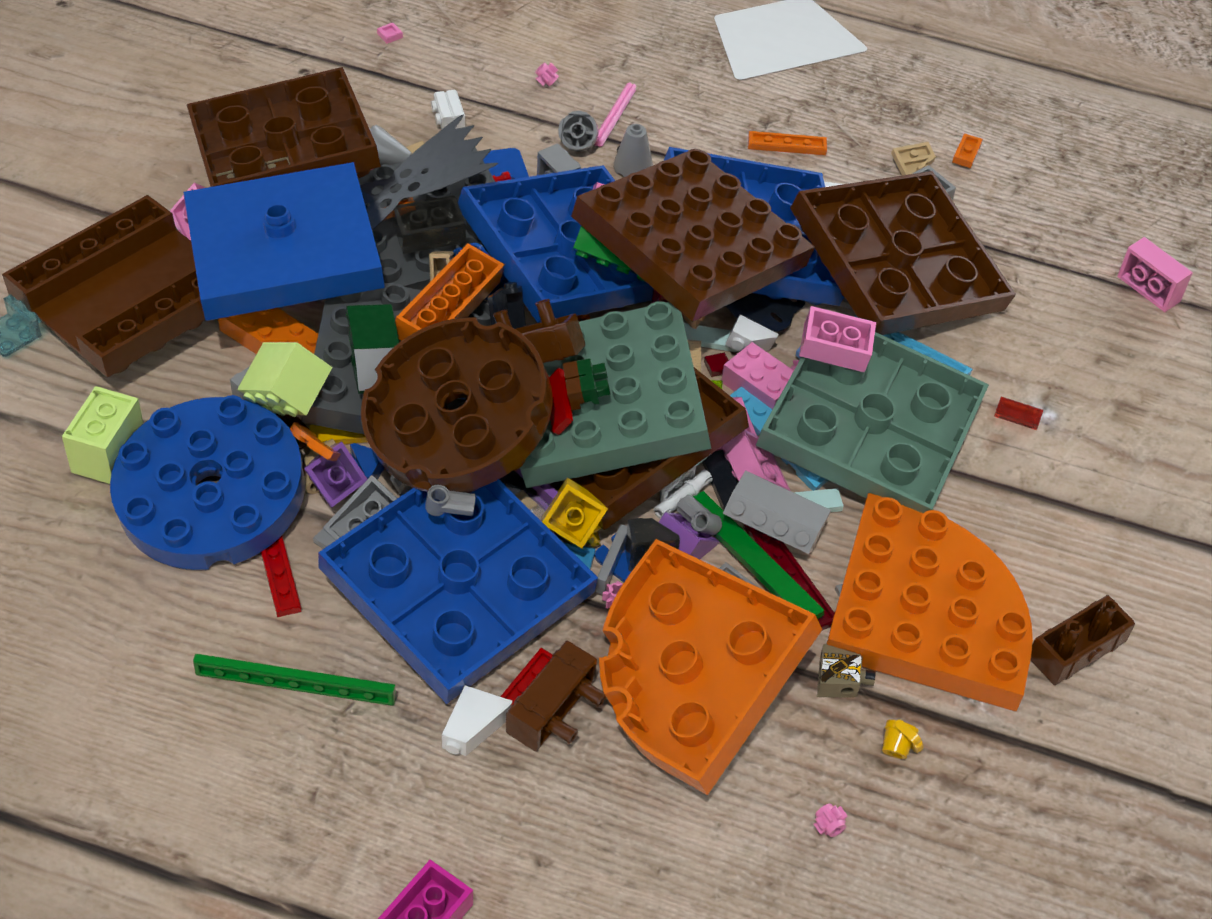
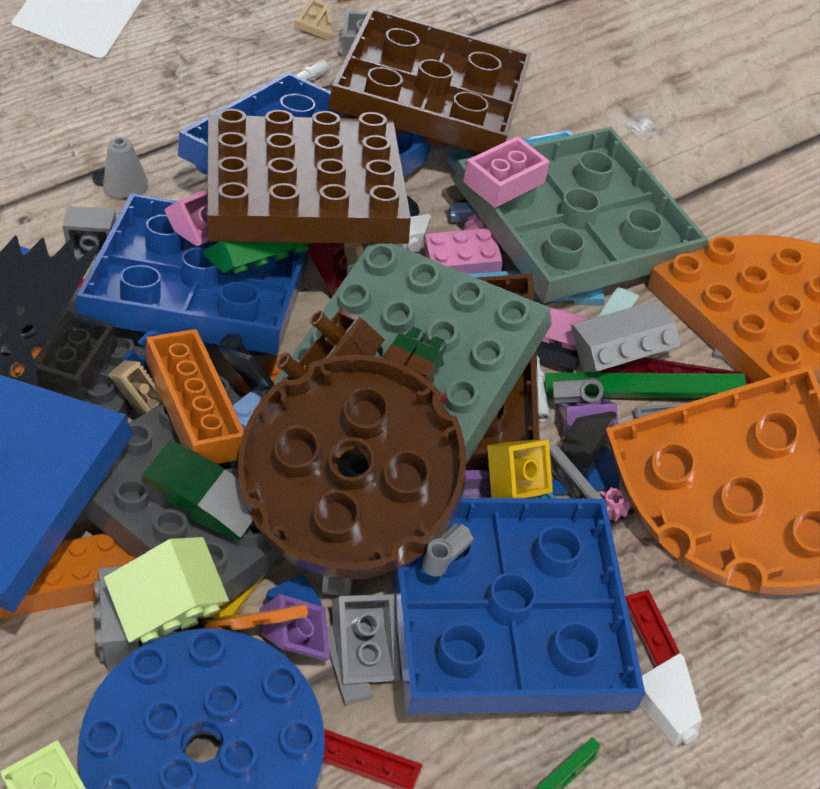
camera: 50 degrees left, 0 degrees up
(552, 696) = (697, 619): reddish brown piece -> none
(578, 131) = (55, 187): light grey cylinder -> none
(615, 113) = (53, 156): bright pink axle -> none
(787, 143) = (211, 76): orange tile -> none
(1018, 413) = (637, 134): clear red tile -> none

